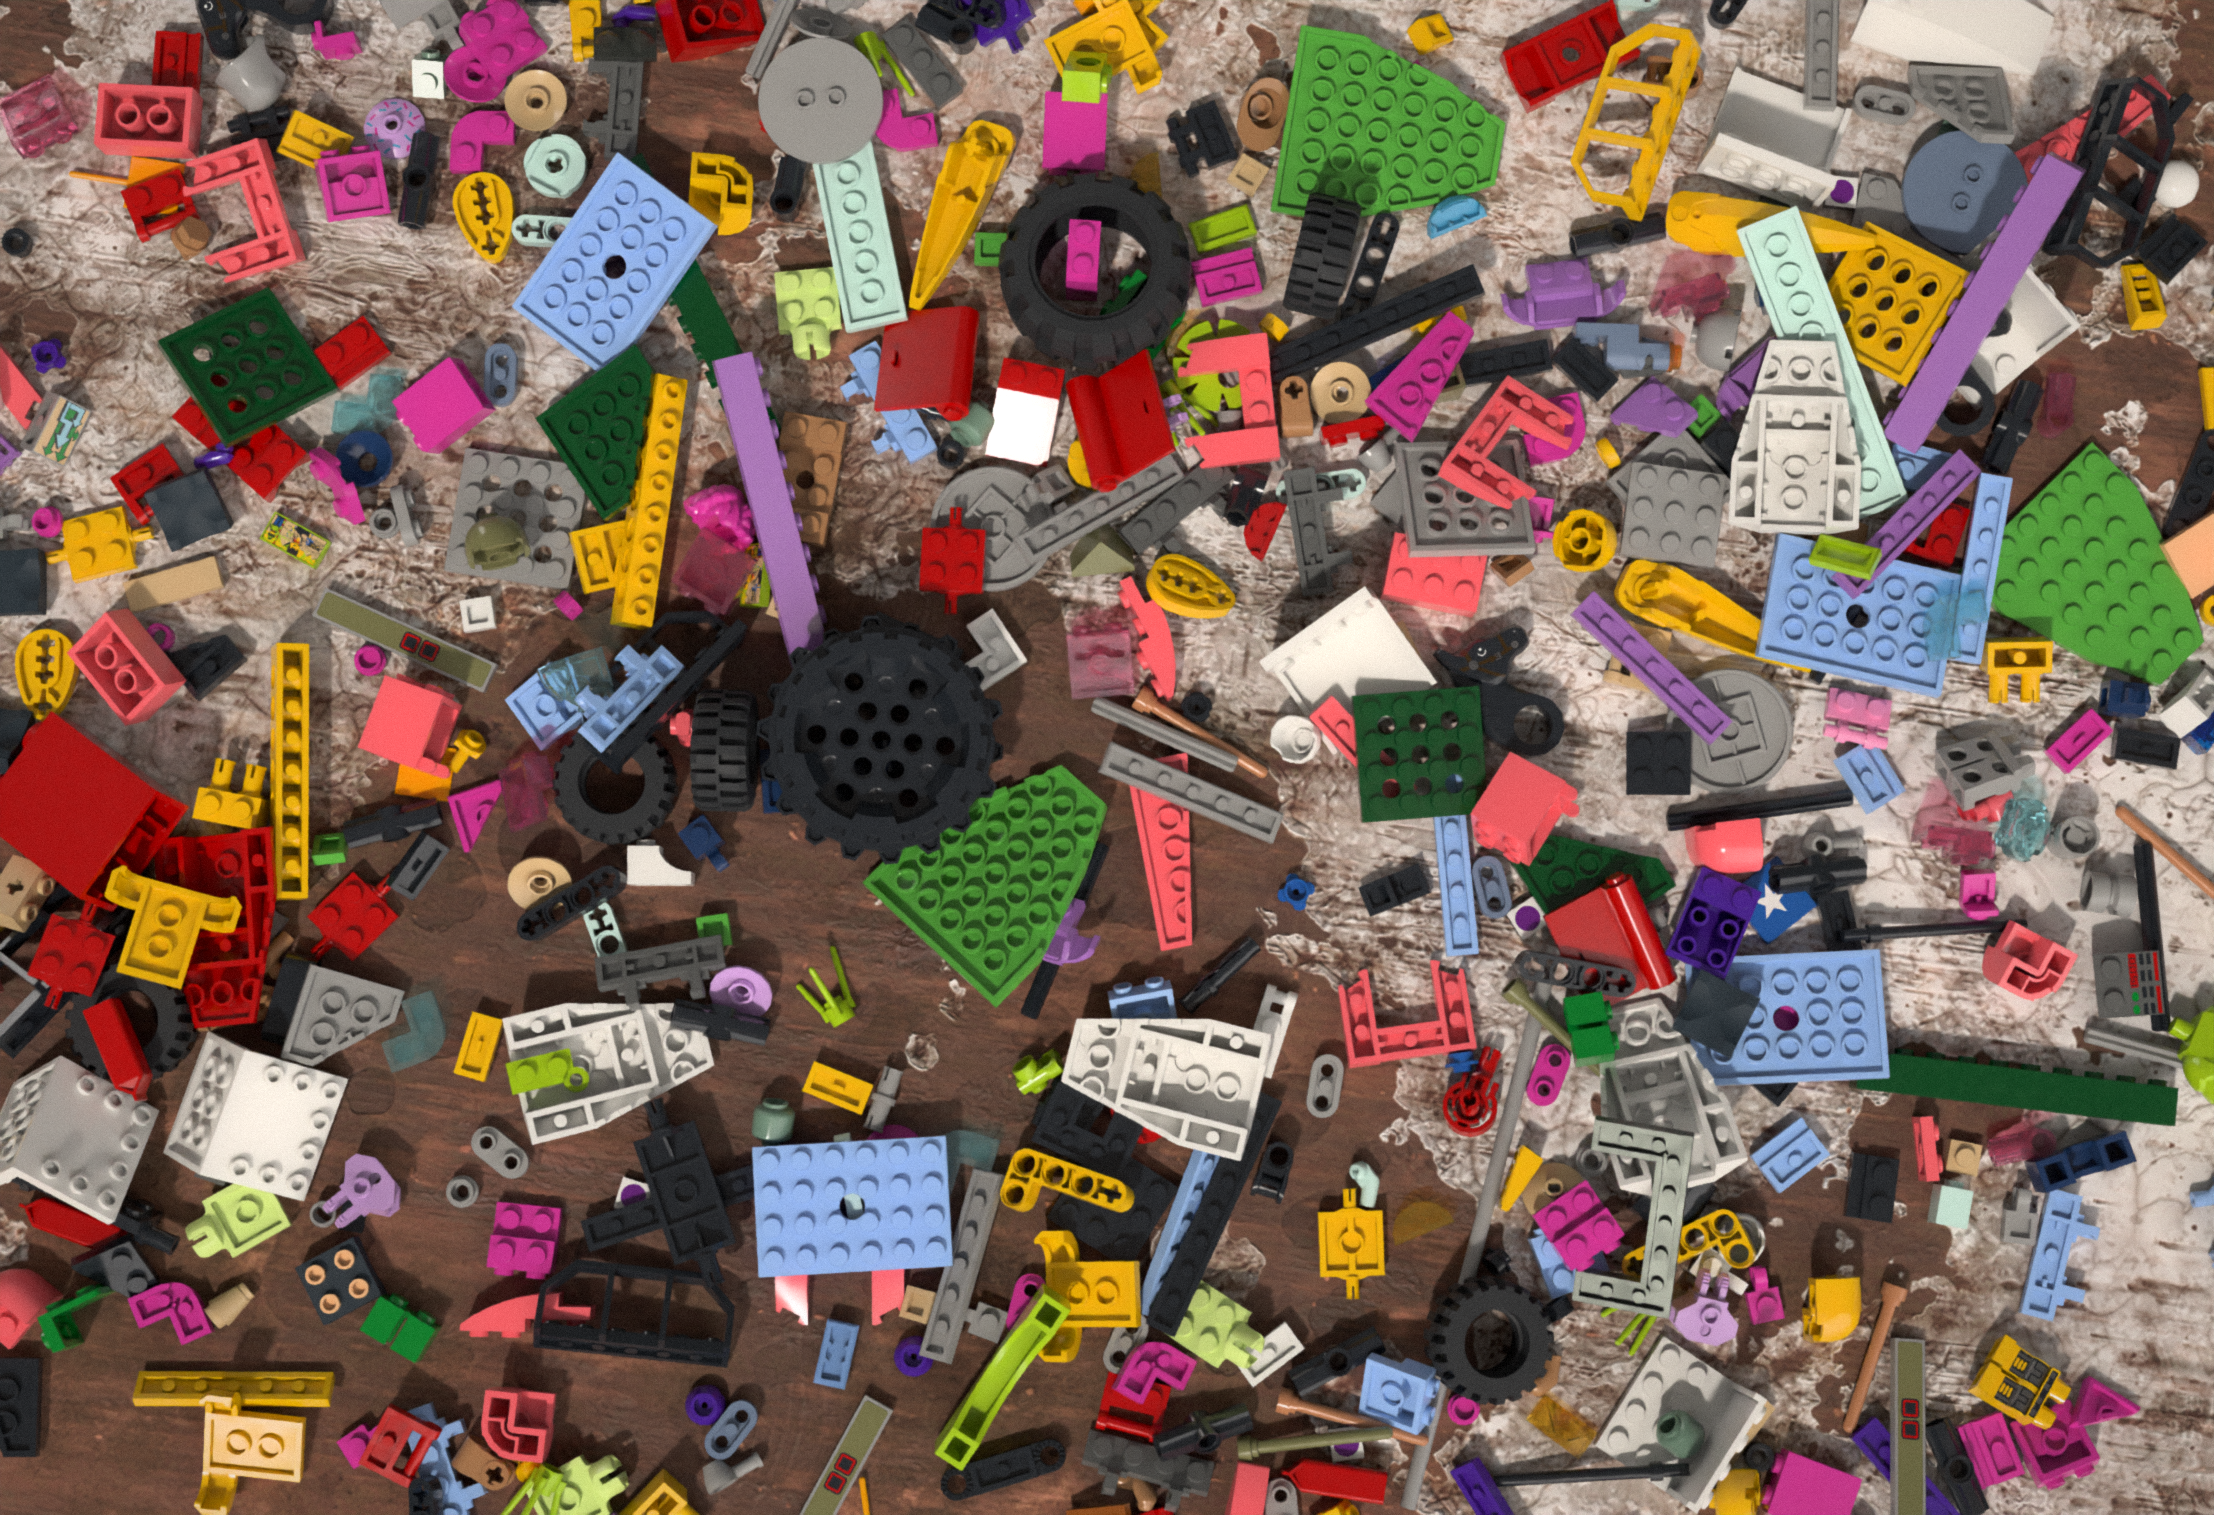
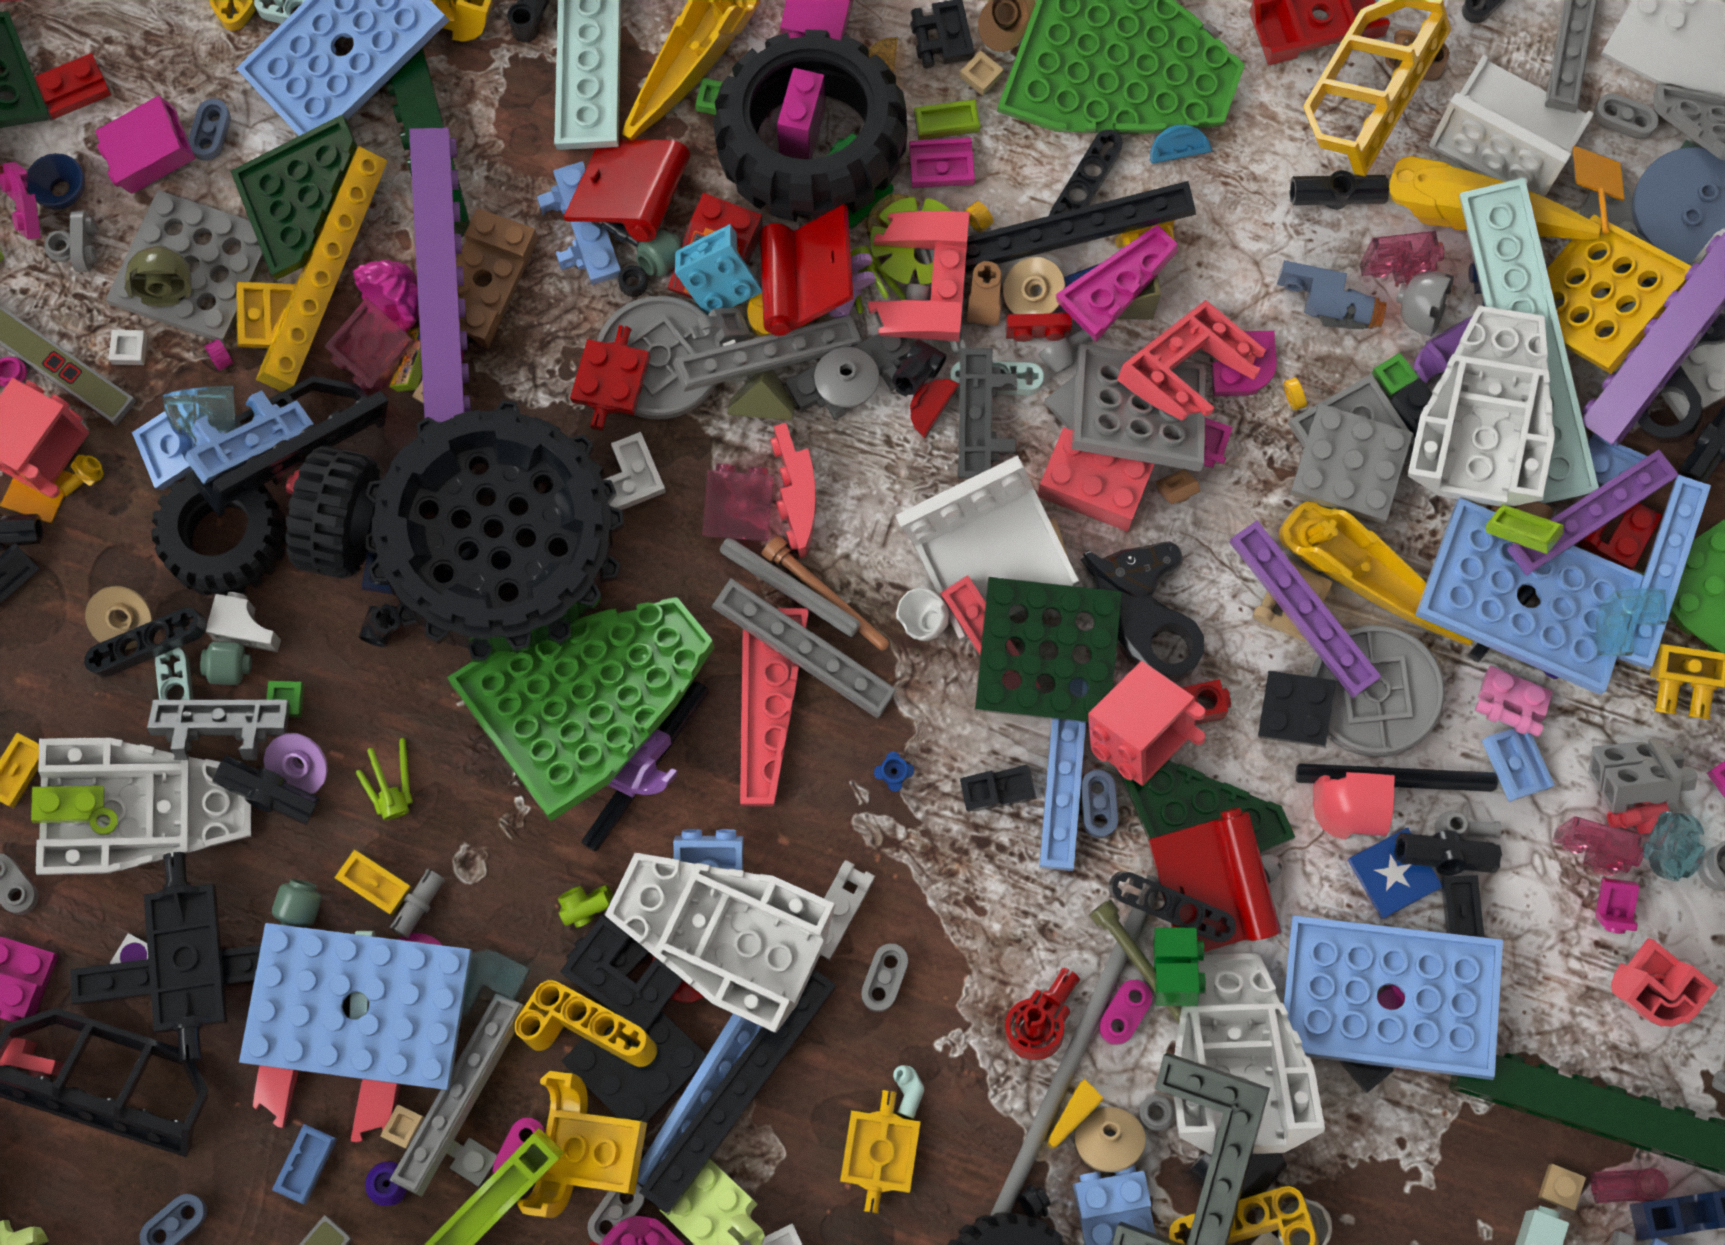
camera: 15 degrees right, 10 degrees down
(376, 413) = (79, 144): clear light blue plate -> none
(472, 811) = (73, 534): dark pink tile -> none
(523, 788) = (125, 515): clear pink plate -> none
(651, 908) = (225, 663): none -> sand green head
(704, 841) = (295, 606): dark blue brick -> none
(714, 1399) = (163, 1188): dark purple plate -> none
(789, 845) = (379, 625): none -> black piece
(808, 309) = (522, 122): yellowish green plate -> none
(1031, 435) = (716, 271): none -> medium azure bracket
(1179, 600) = (848, 463): yellow piece -> none
(1181, 532) = (850, 389): none -> light grey dish
(1196, 715) = (834, 561): black plate -> none
(1220, 974) = (791, 844): black pin -> none
(1272, 1174) = (810, 1060): black piece -> none
(1322, 255) = (1037, 147): black tyre -> none
(1371, 1046) = (942, 944): coral wedge -> none
(1418, 1220) = (958, 1140): clear yellow plate -> none
(1461, 1062) = (1034, 979): blue plate -> none
(1512, 360) = (1217, 289): black plate -> none
(1526, 918) = (1131, 844): tile -> none
(1561, 296) = (1273, 235): medium lavender plate -> none
(1578, 1226) = (1129, 1177): dark pink plate -> none
(1584, 370) = (1284, 311): black plate -> none
(1584, 541) = (1257, 471): yellow cylinder -> none
(1584, 764) = (1219, 696): none -> red brick
(1655, 409) = (1351, 360): medium lavender wing -> none
(1712, 922) = (1328, 880): dark purple slope -> none
(1715, 1014) = (1315, 975): black brick -> none
(1789, 1155) = (1372, 1147): light blue plate -> none
(1843, 195) = (1568, 192): tile -> none
(1866, 175) = (1599, 175): none -> light orange piece
(1871, 1187) = (1457, 1201): black plate -> none
(1875, 933) = (1501, 926): black bar -> none
(1925, 1137) = (1524, 1155): coral plate -> none

